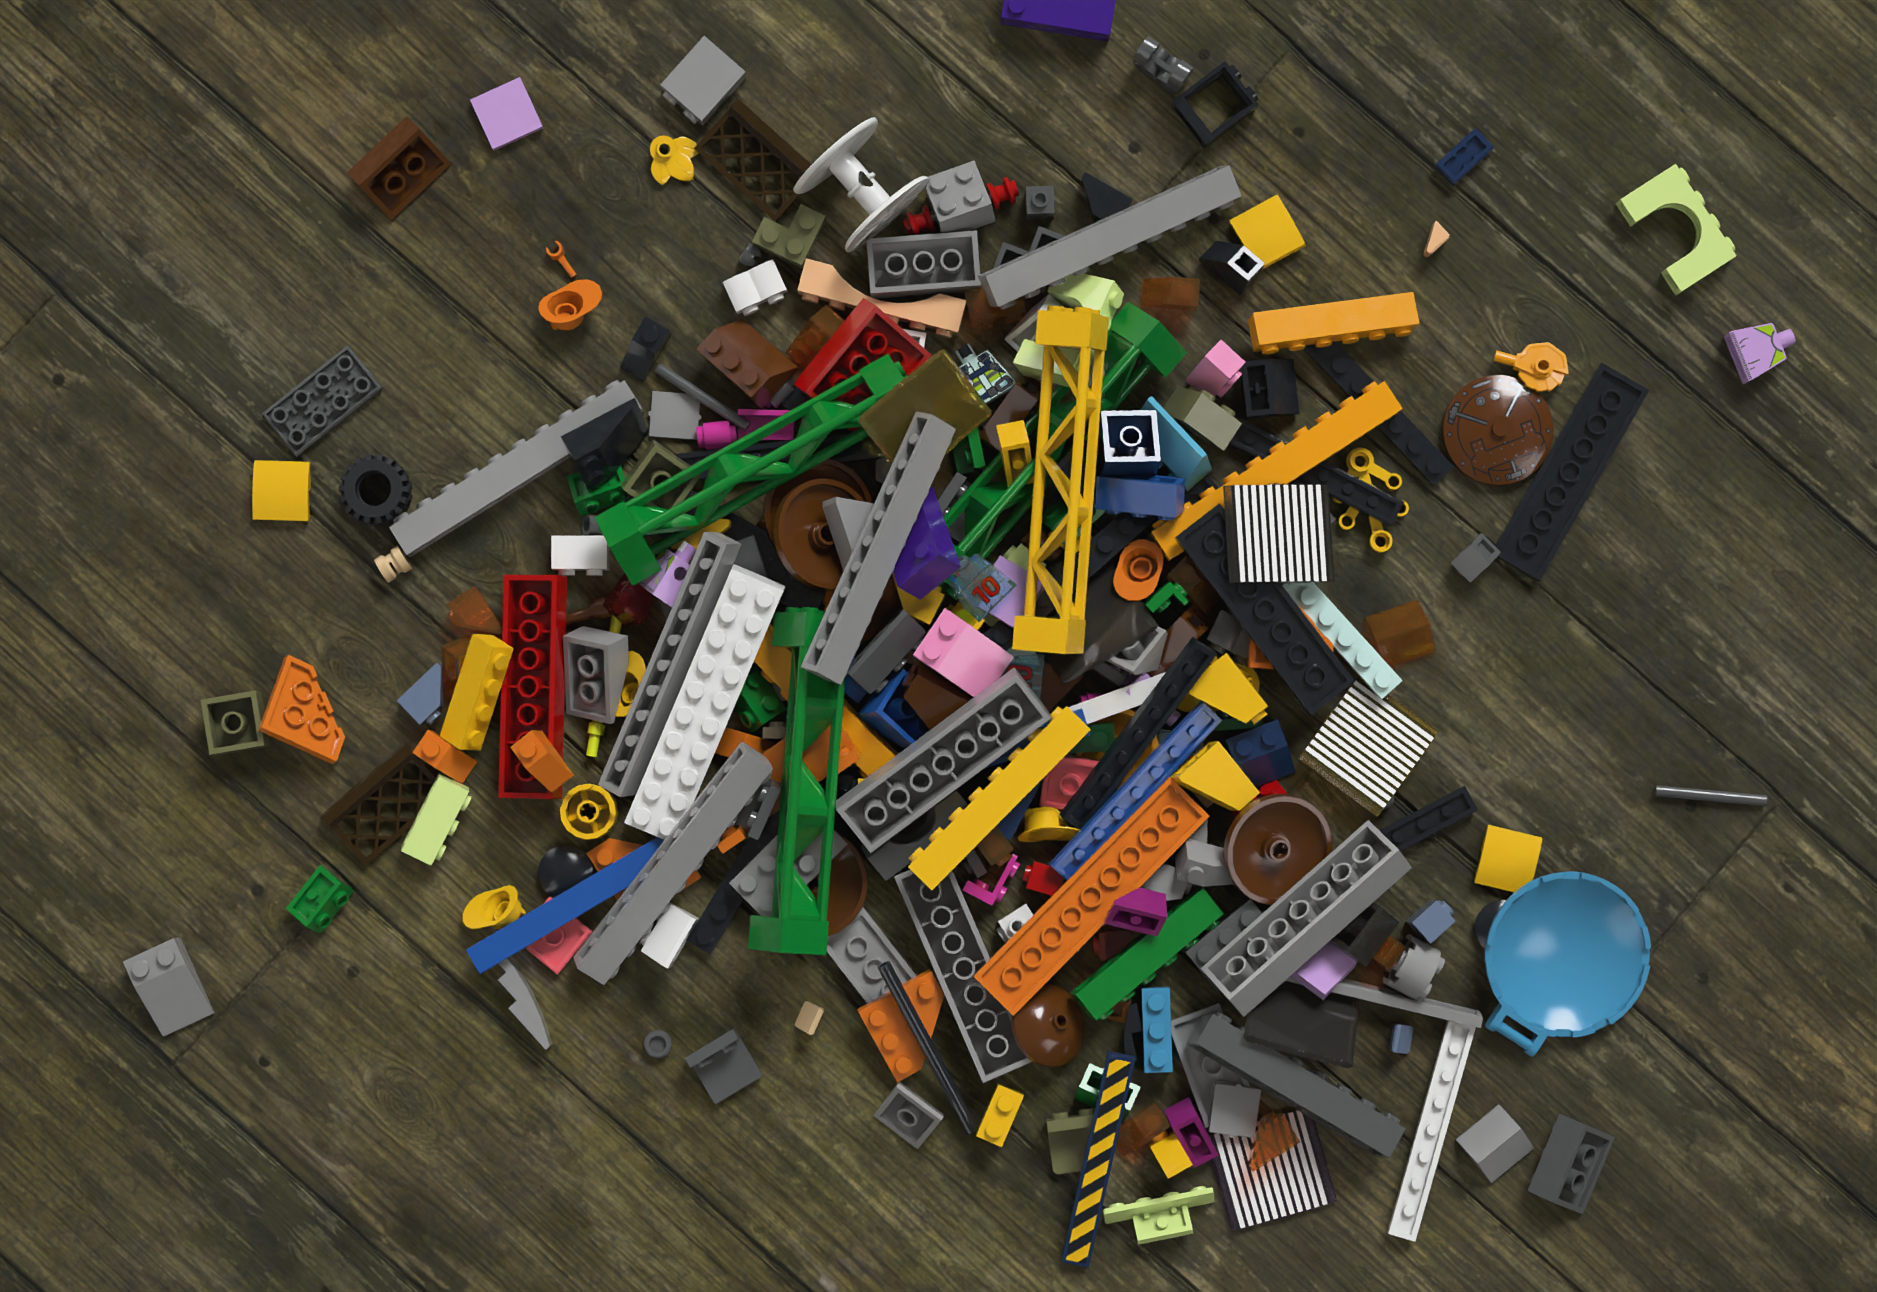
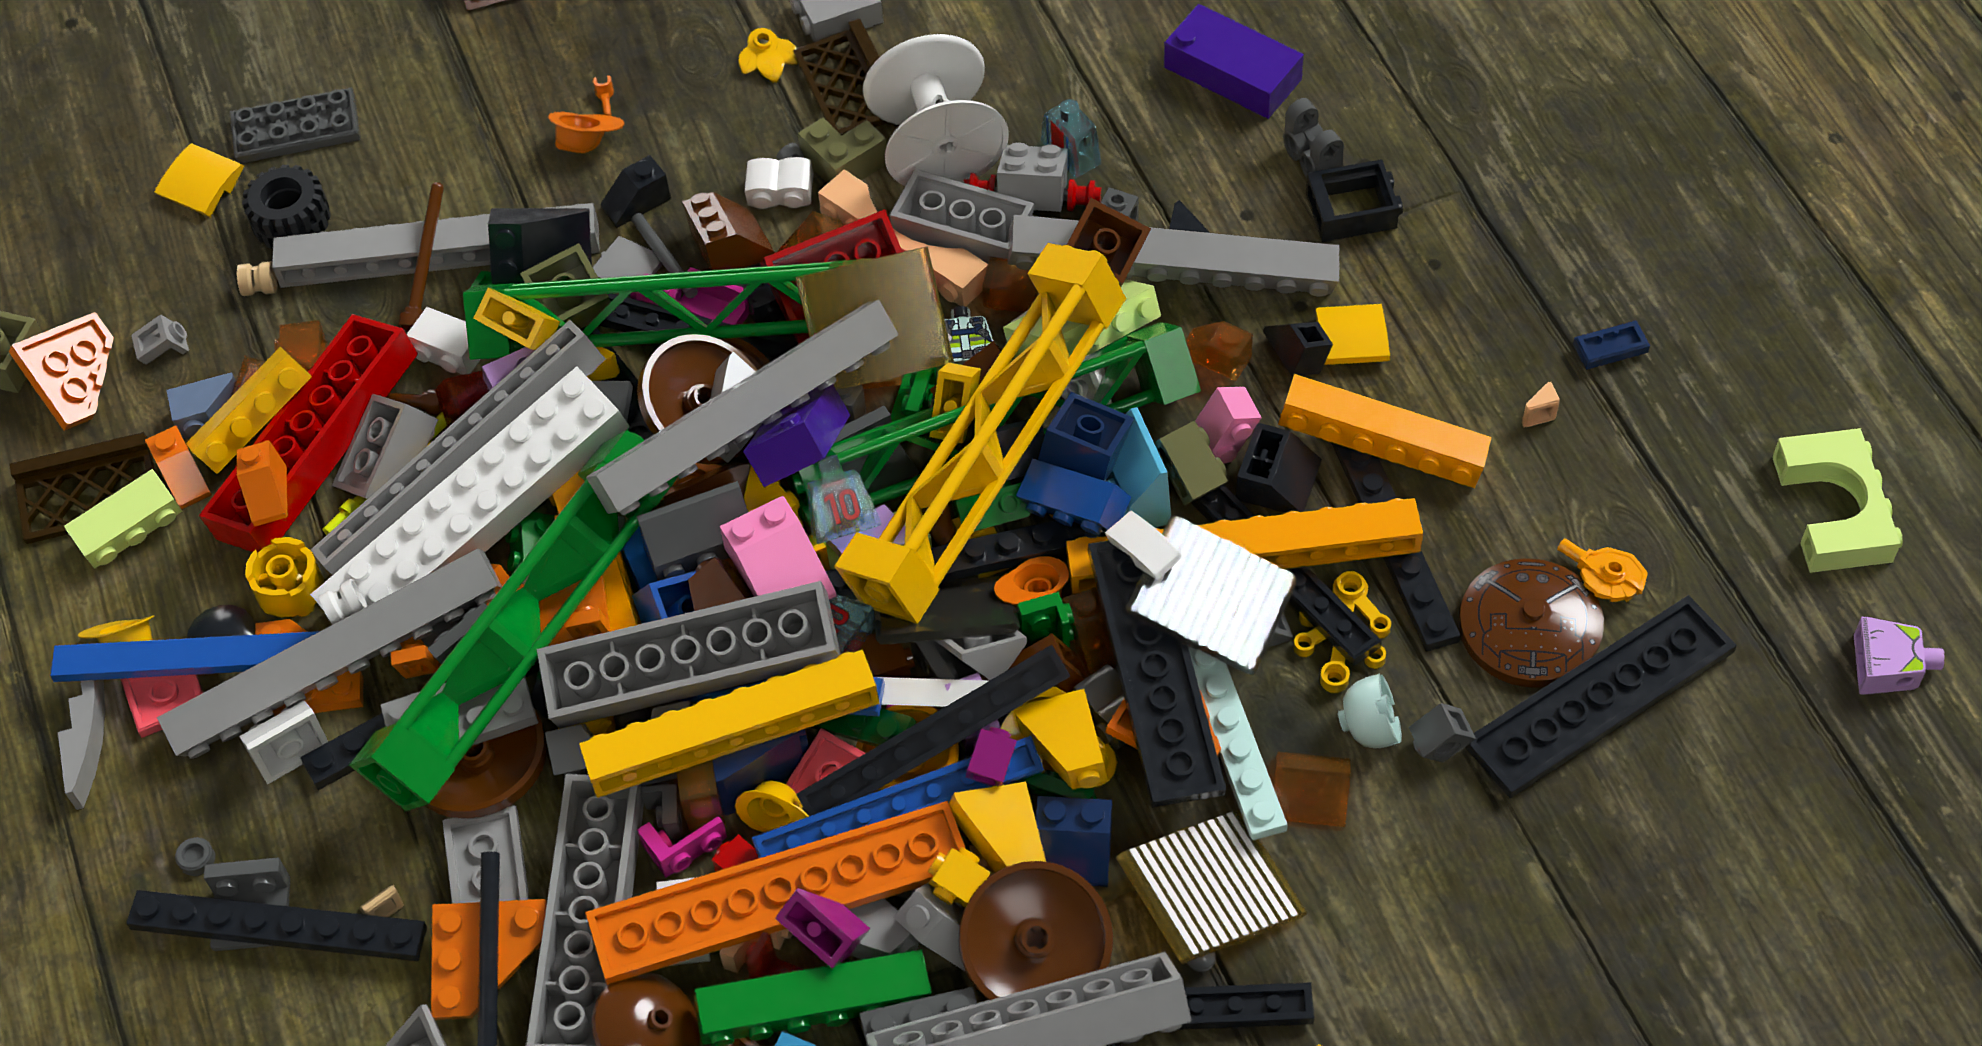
camera: 30 degrees right, 30 degrees down
(352, 652) = (159, 337): none -> light grey bracket
(539, 543) = (414, 309): none -> reddish brown piece
(662, 826) = (343, 602): none -> white wheel
(663, 550) = (515, 319): none -> yellow slope
(752, 1069) = (277, 925): none -> black plate
(968, 142) = (1073, 130): none -> clear light blue torso
(1069, 277) = (1110, 234): none -> reddish brown brick
(1188, 736) = (991, 757): none -> magenta brick
(1208, 834) = (956, 876): none -> yellow brick
(1219, 525) = (1144, 544): none -> white slope
(1420, 564) = (1370, 713): none -> light aqua cylinder

